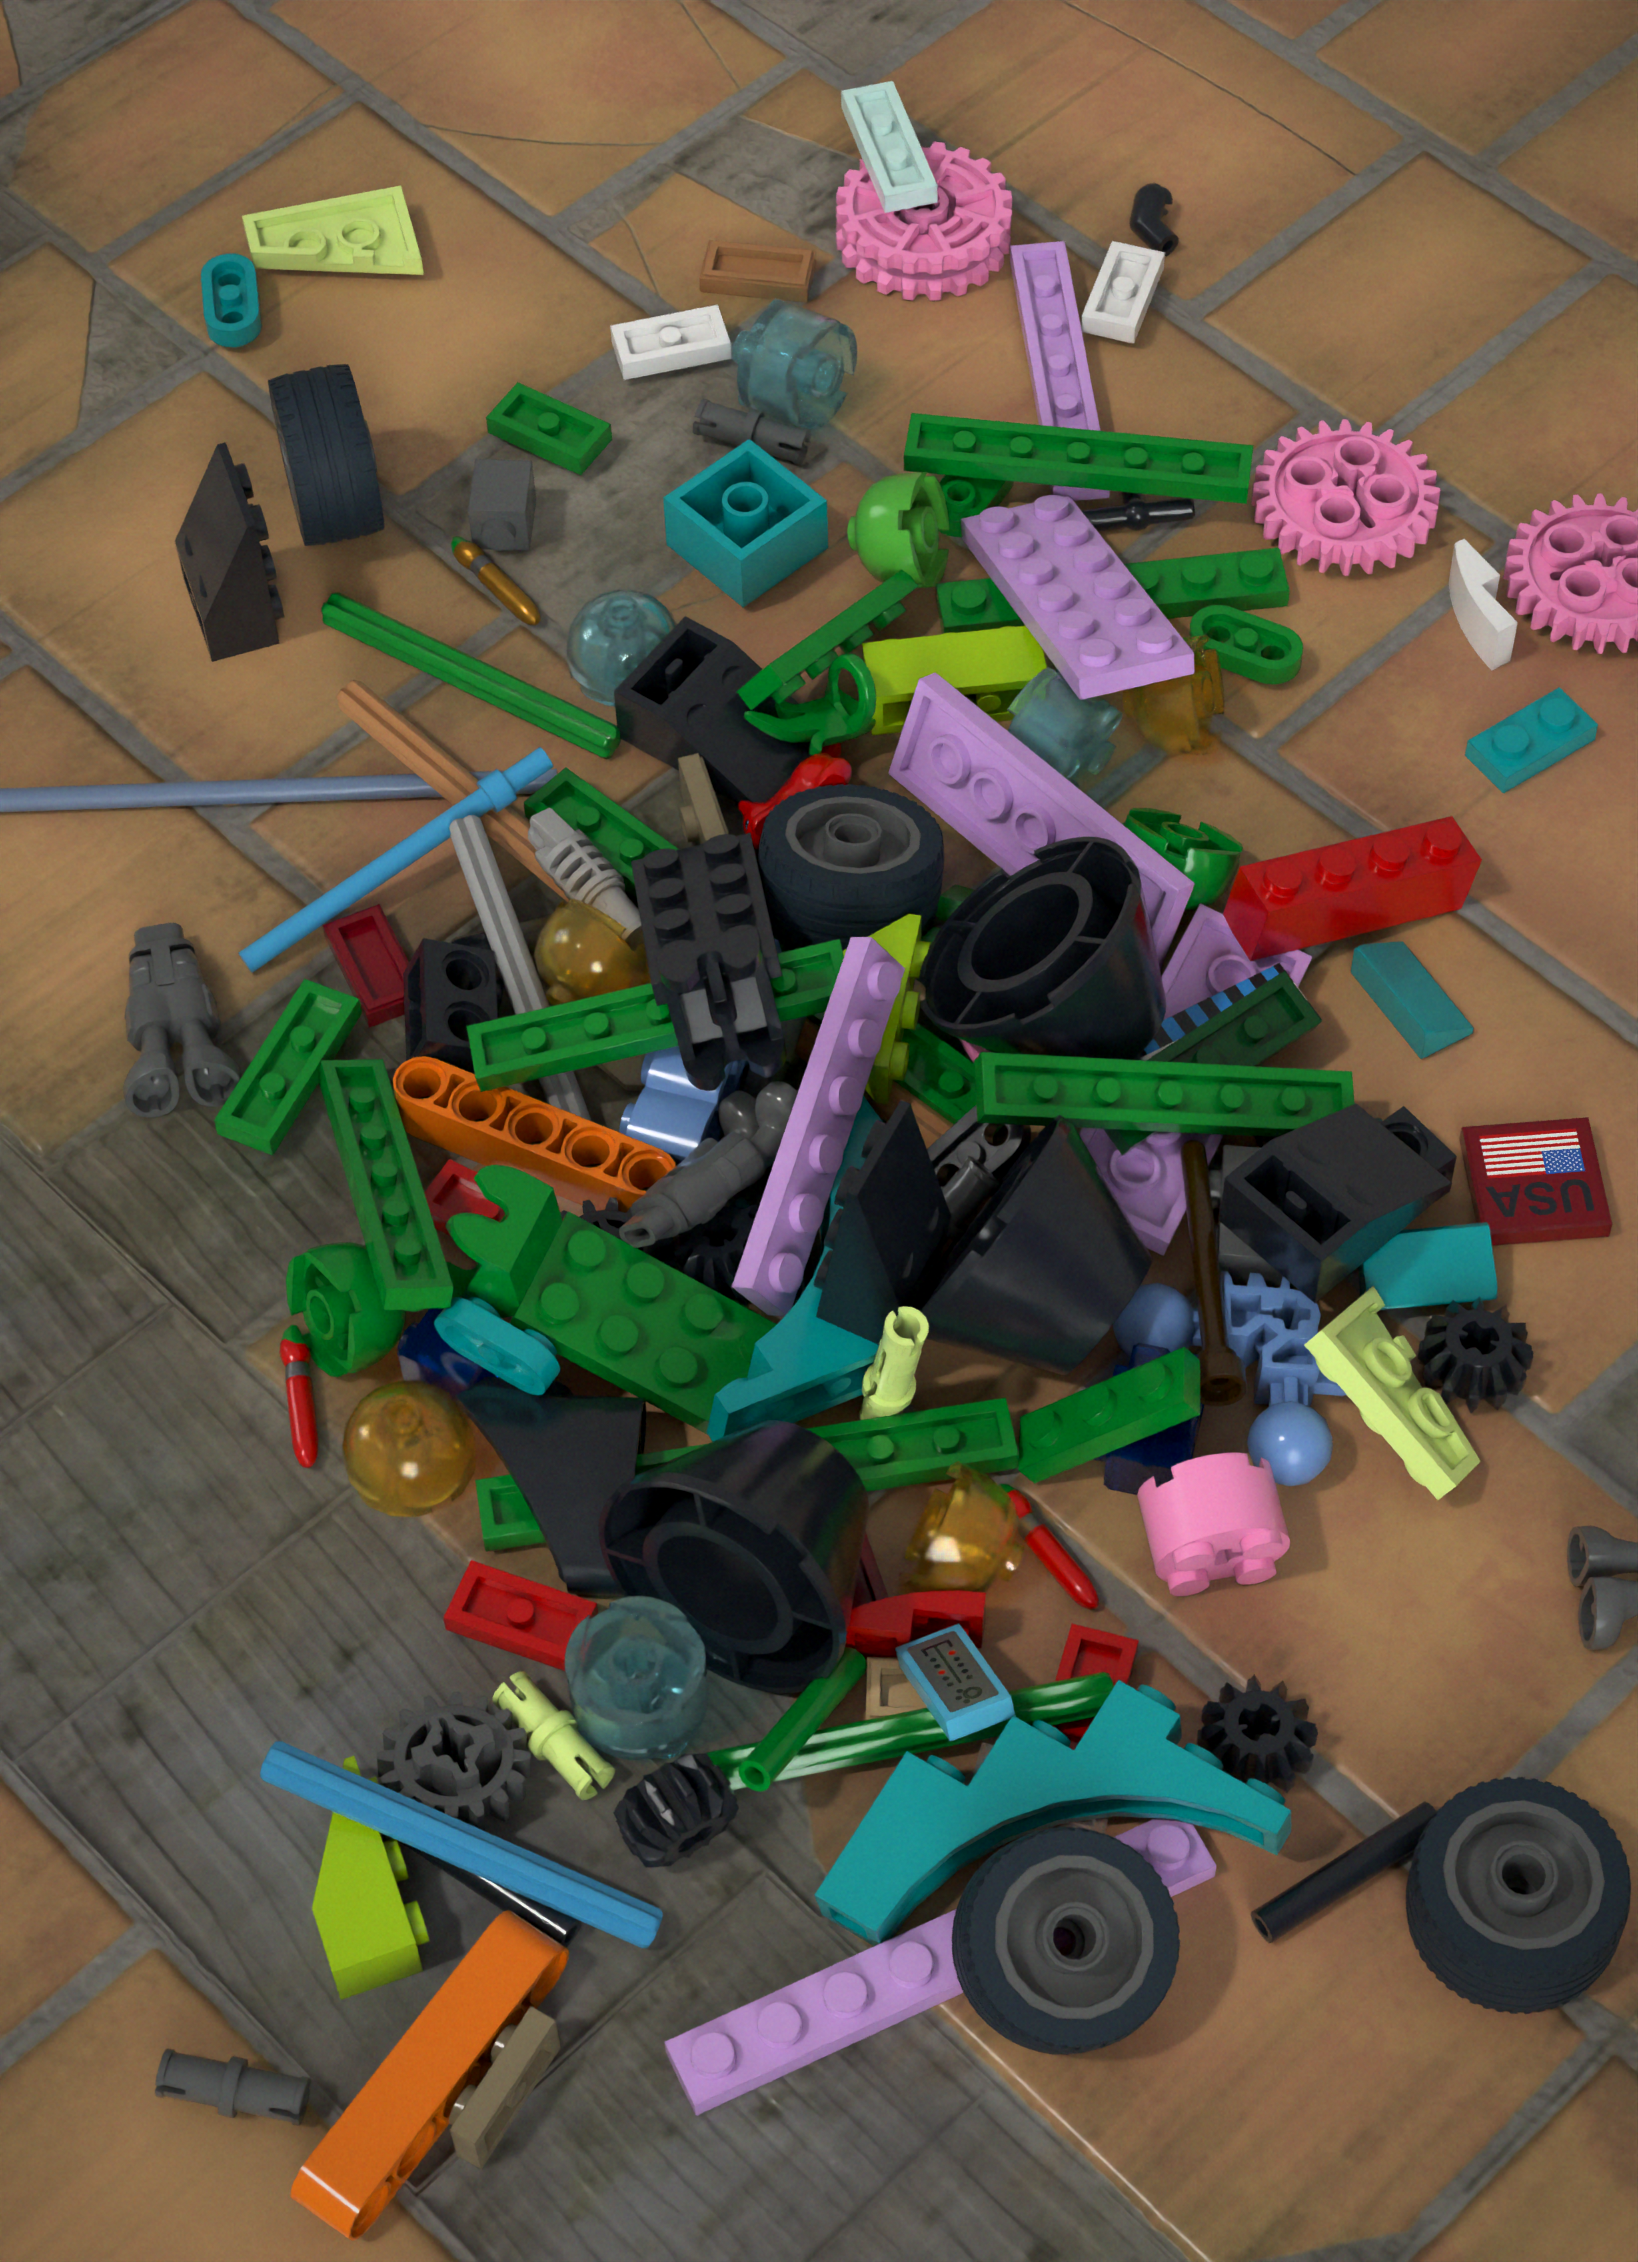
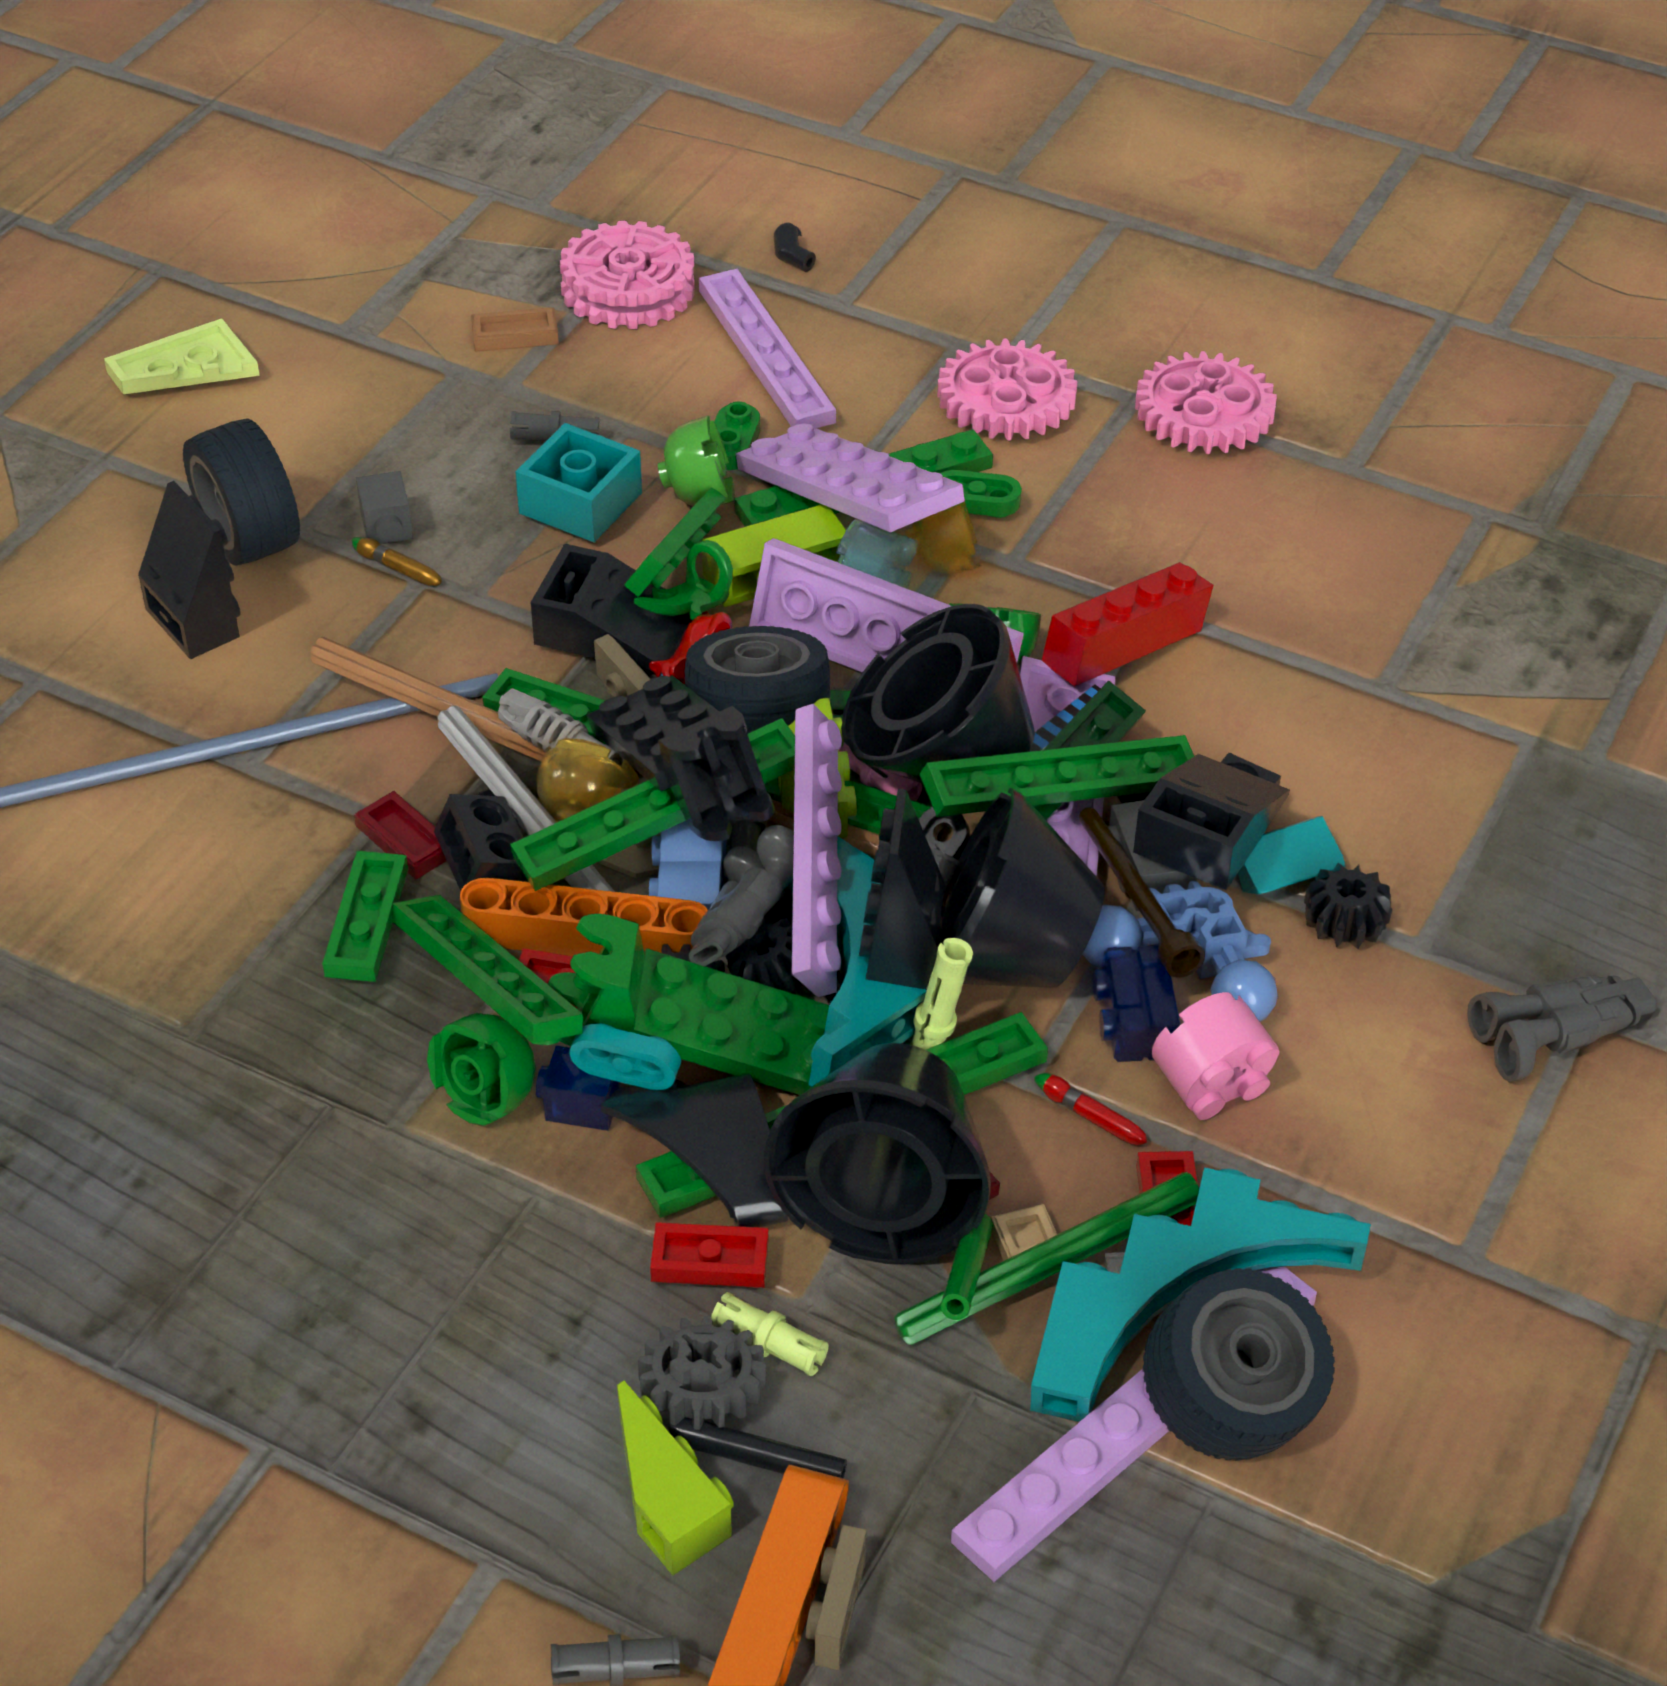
camera: 20 degrees left, 10 degrees down
(168, 1007) = (255, 897): dark grey piece -> none
(231, 300) = (115, 416): teal plate -> none
(300, 1397) = (451, 1118): red piece -> none
(408, 1448) = (569, 1158): clear yellow cylinder -> none
(461, 1844) = (735, 1422): dark azure axle -> none
(471, 675) = (402, 625): green axle -> none
(493, 792) = (460, 691): dark azure bar -> none
(549, 428) = (395, 451): green plate -> none
(613, 638) = (508, 579): clear light blue cylinder -> none
(637, 1679) = (826, 1271): clear light blue brick -> none
(670, 342) = (469, 383): white plate -> none
(676, 1810) = (895, 1355): black gear -> none
(794, 364) = (574, 374): clear light blue brick -> none
(889, 147) = (590, 225): light aqua plate -> none
(897, 1620) = (1029, 1176): red slope -> none
(955, 1682) = (1074, 1208): tile -> none
(964, 1536) = (1032, 1113): clear yellow cylinder -> none
(1078, 458) = (811, 394): green plate -> none
(1109, 1415) = (1110, 999): green plate -> none
(1122, 292) = (791, 294): white plate -> none
(1139, 514) = (863, 428): black piece -> none
(1283, 1731) = (1310, 1184): black gear -> none
(1342, 1874) = (1412, 1274): black piece -> none
(1380, 1381) = (1291, 930): yellowish green wing -> none
(1409, 997) = (1191, 692): teal slope -> none
(1473, 598) = (1131, 440): white slope -> none
(1517, 1895) = (1547, 1251): wheel -> none
(1531, 740) = (1203, 515): teal plate -> none
(1536, 1181) = (1338, 785): dark red tile -> none

